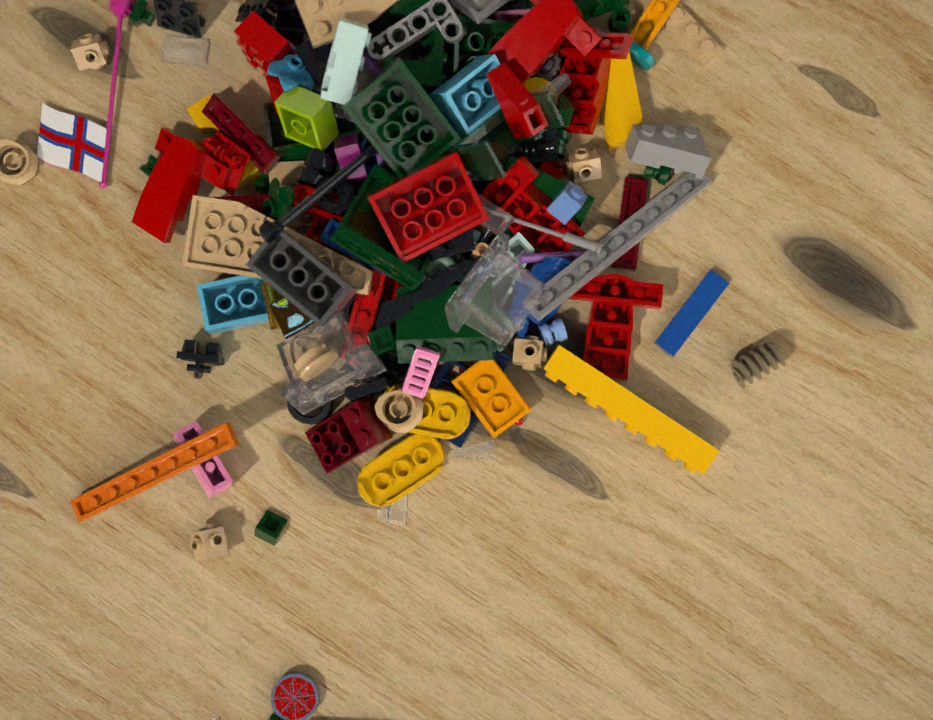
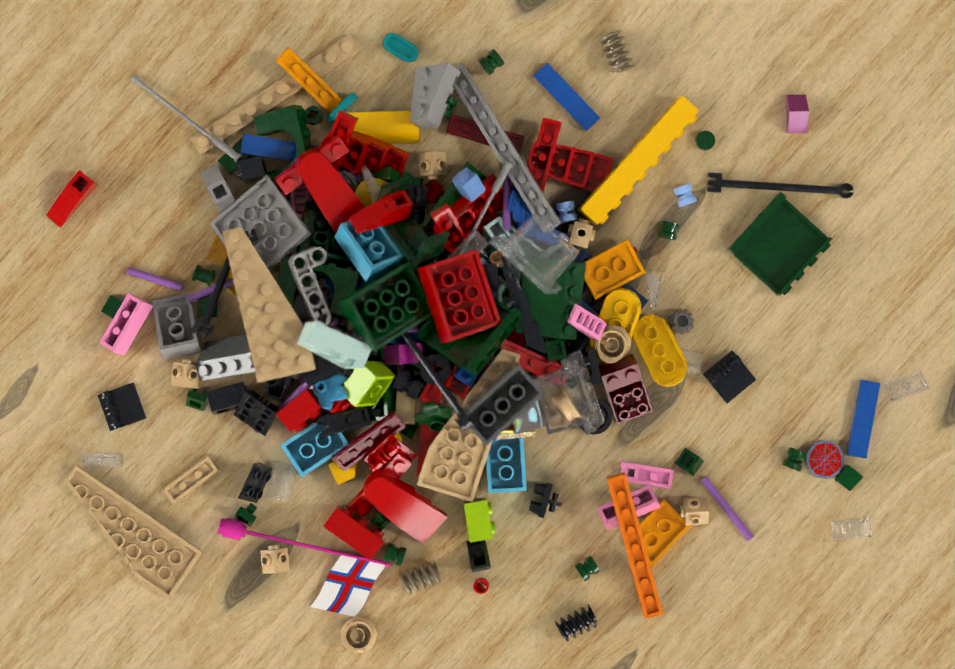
camera: 85 degrees left, 5 degrees up
(52, 417) = (577, 623): none -> black piece
(87, 224) = (420, 577): none -> dark tan piece
(88, 296) = (478, 588): none -> red hinge
(114, 189) = (395, 554): none -> dark green wheel
(123, 288) = (478, 556): none -> black slope
(123, 421) = (589, 567): none -> dark green wheel
(131, 136) = (355, 531): none -> red brick
(163, 280) = (478, 520): none -> lime brick
(180, 504) = (661, 530): none -> light orange tile
(219, 582) = (727, 509): none -> medium lavender bar
(230, 76) = (309, 451): none -> medium azure brick
(247, 476) = (648, 474): none -> bright pink plate
(259, 100) = (344, 421): none -> black plate
(289, 658) = (794, 459): none -> dark green wheel
(381, 561) = (729, 376): none -> black hinge
(440, 492) = (681, 321): none -> flat silver piece
(549, 459) = (668, 230): none -> dark green wheel
(552, 601) = (779, 245): none -> dark green panel
(596, 473) = (685, 195): none -> light blue wheel
(617, 515) = (776, 186): none -> black hinge
(667, 489) = (705, 140): none -> dark green tile
(716, 110) = (400, 47): none -> teal tile
(718, 216) = (491, 62): none -> dark green wheel
(718, 598) = (797, 113): none -> slope

